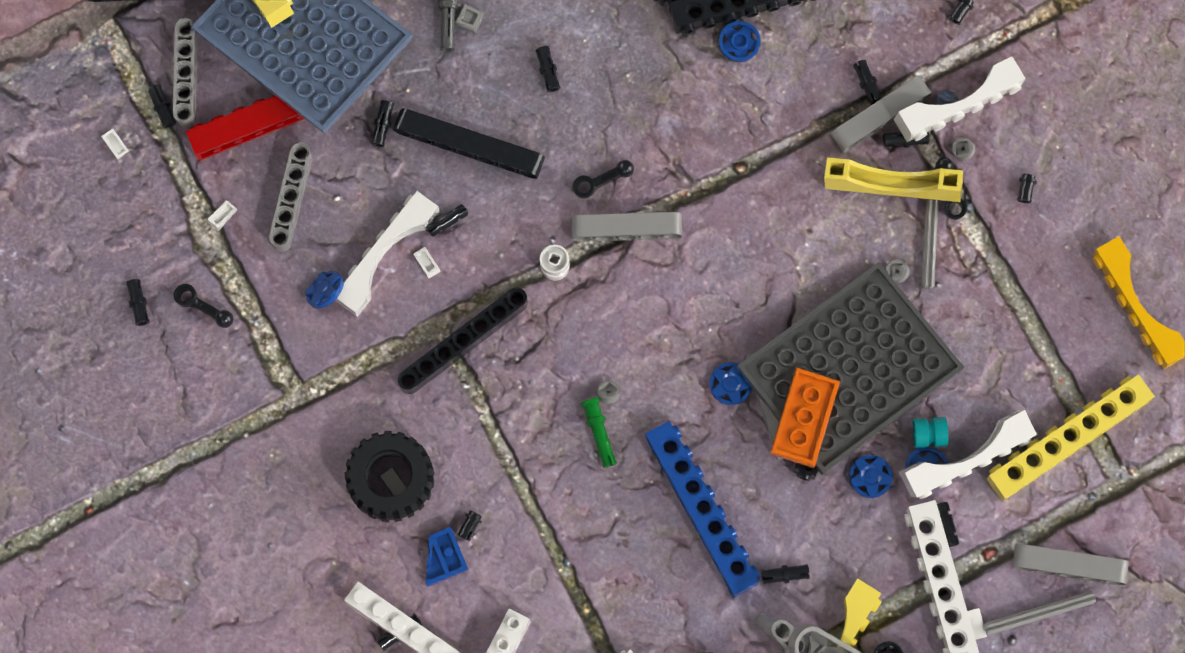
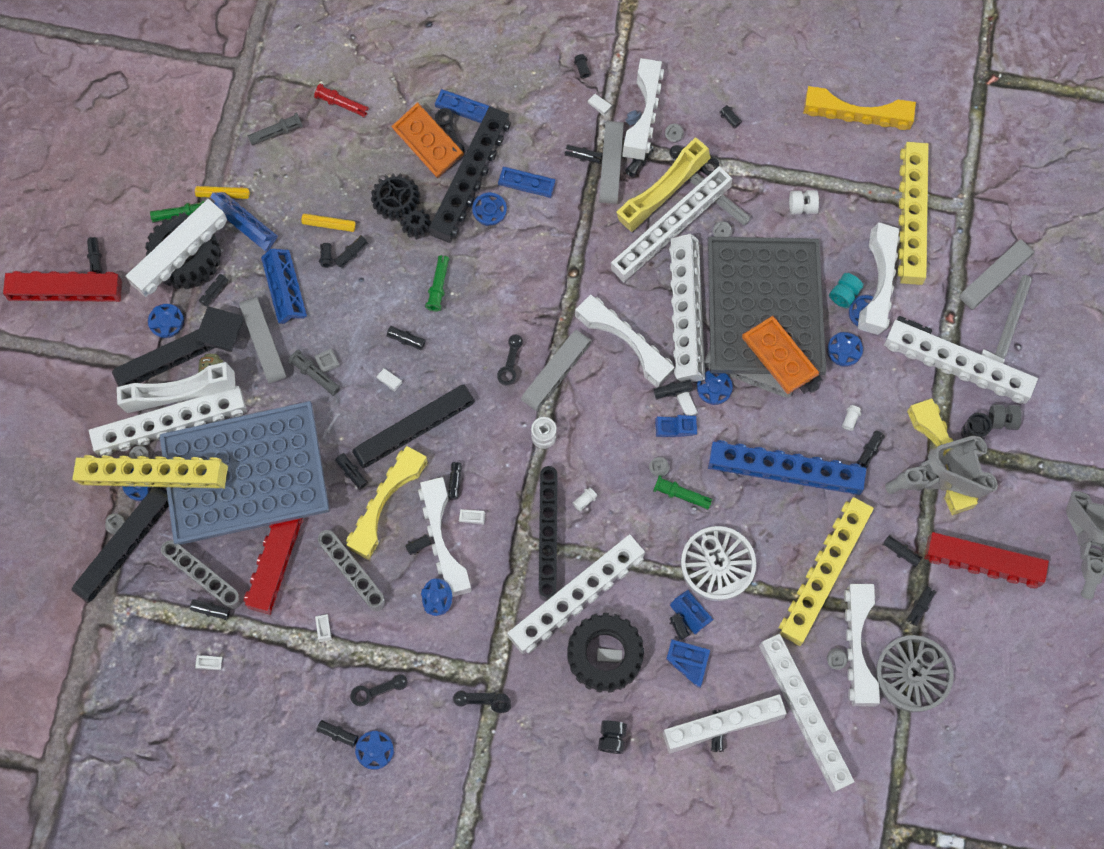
camera: 55 degrees left, 5 degrees down
(149, 345) = (374, 750): none -> blue wheel
(272, 418) = (462, 698): none -> black piece
(318, 542) = (612, 733): none -> black wheel
(331, 184) = (407, 468): none -> light yellow arch
(349, 387) = (626, 547): none -> white brick
(361, 235) = (418, 544): none -> black pin
(493, 526) = (694, 614): none -> blue slope
(496, 86) = (389, 379): none -> white piece
(522, 349) = (581, 502): none -> white pin
(542, 546) = (708, 560): none -> white piece
(548, 638) = (861, 514): none -> light yellow brick
(616, 59) = (436, 291): none -> green pin
(662, 377) = (676, 426): none -> blue slope
(692, 371) = (686, 404): none -> white piece
(695, 347) = (673, 389): none -> black pin
(703, 311) = (597, 316): none -> white arch
(786, 298) = (695, 369): none -> white brick
(796, 53) = (526, 182): none -> blue tile
(803, 532) = (851, 417): none -> white pin
(859, 218) = (671, 224): none -> white brick
(935, 57) = (600, 104): none -> white piece
(985, 318) = (797, 199): none -> white wheel

